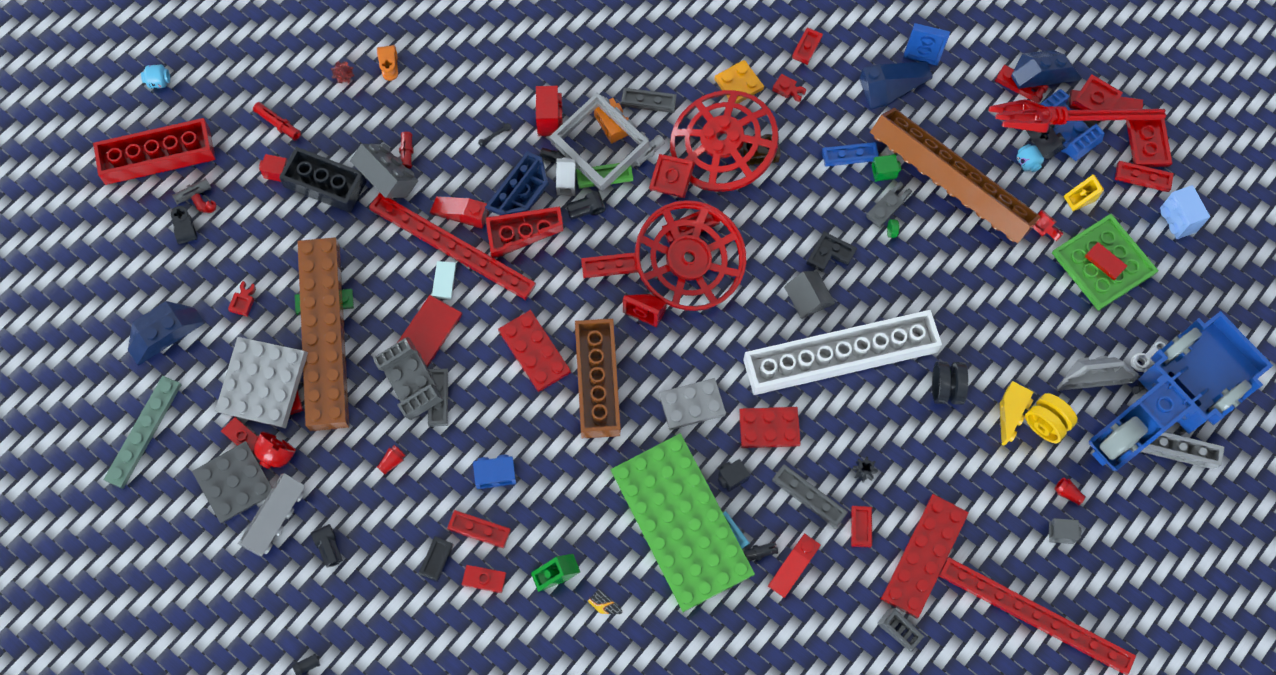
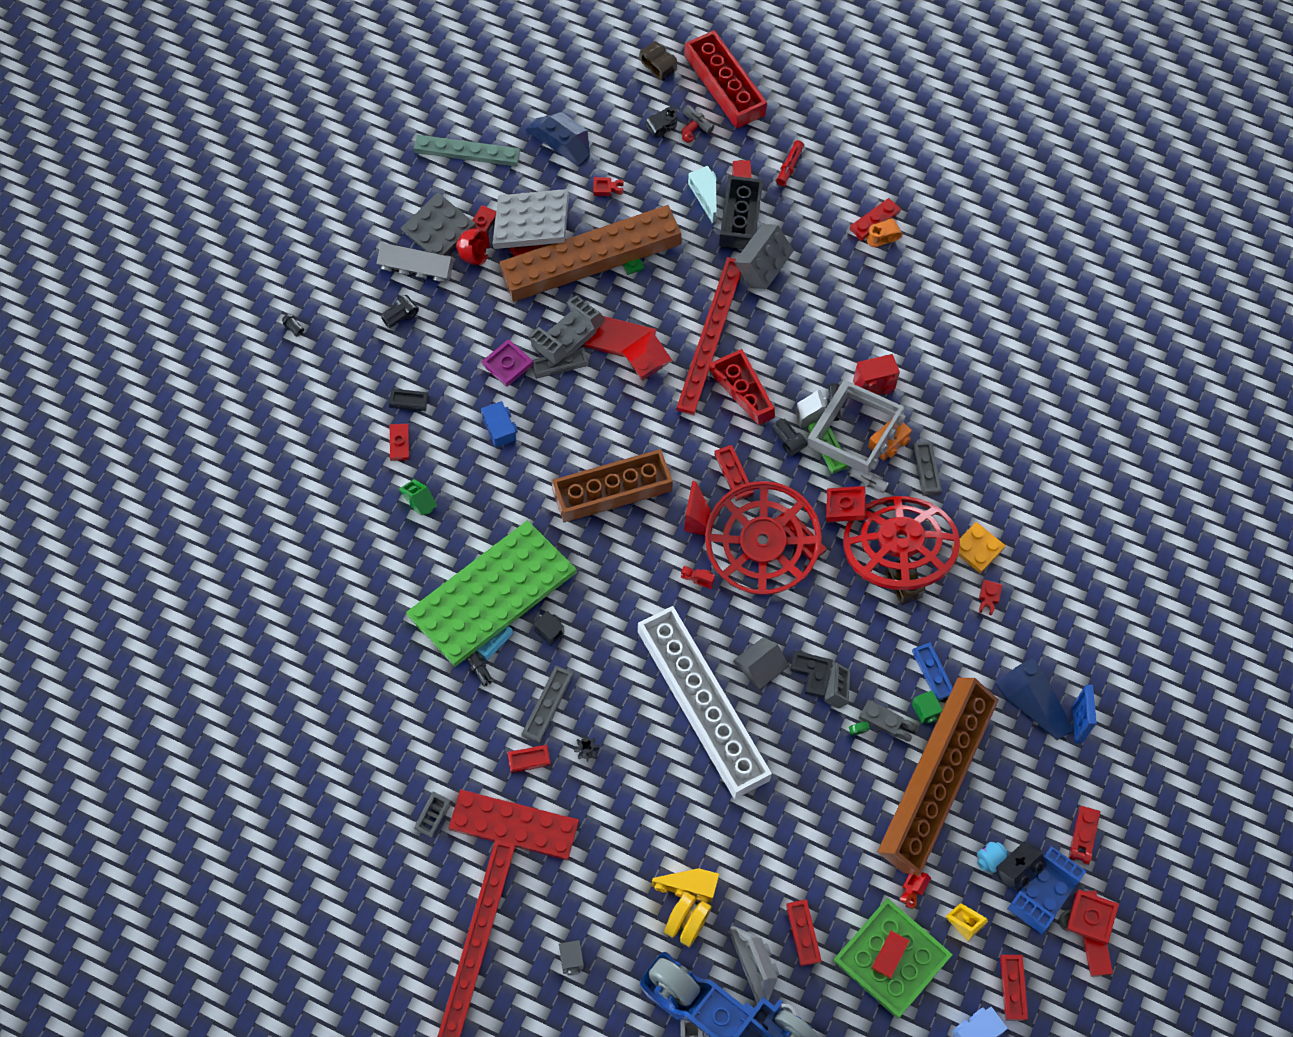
camera: 75 degrees right, 5 degrees down
(103, 210) = (658, 60): none -> dark brown brick
(155, 76) = (801, 59): medium azure head -> none
(280, 206) = (704, 187): none -> light aqua slope
(342, 72) = (853, 197): clear red gear -> none
(367, 65) = (881, 213): none -> red plate
(391, 459) = (490, 340): red cone -> none
(406, 149) = (796, 272): red pin -> none
(425, 447) = (507, 363): none -> magenta plate
(444, 280) = (676, 337): light aqua tile -> none
(460, 310) = (647, 356): none -> red slope
(461, 210) = (749, 333): red slope -> none
(478, 529) = (444, 427): red tile -> none
(507, 127) = (852, 351): black hinge -> none
(521, 187) = (784, 372): dark blue wedge -> none
(534, 351) = (627, 429): red plate -> none
(604, 604) = (399, 546): sticker -> none
(692, 404) = (613, 578): light grey plate -> none
(713, 322) = (699, 577): none -> red plate
(769, 427) = (608, 653): red plate -> none
(794, 565) = (474, 702): slope -> none
(807, 46) = (1045, 603): red plate -> none
(853, 235) = (833, 696): none -> dark grey slope
(949, 382) = (698, 809): black wheel -> none
(1036, 117) = (1035, 846): red piece -> none
(1043, 69) = (1108, 853): dark blue wedge -> none
(1067, 489) = (617, 955): red cone -> none
(1072, 327) = (803, 933): none -> red plate
(1149, 143) = (1061, 987): red plate -> none

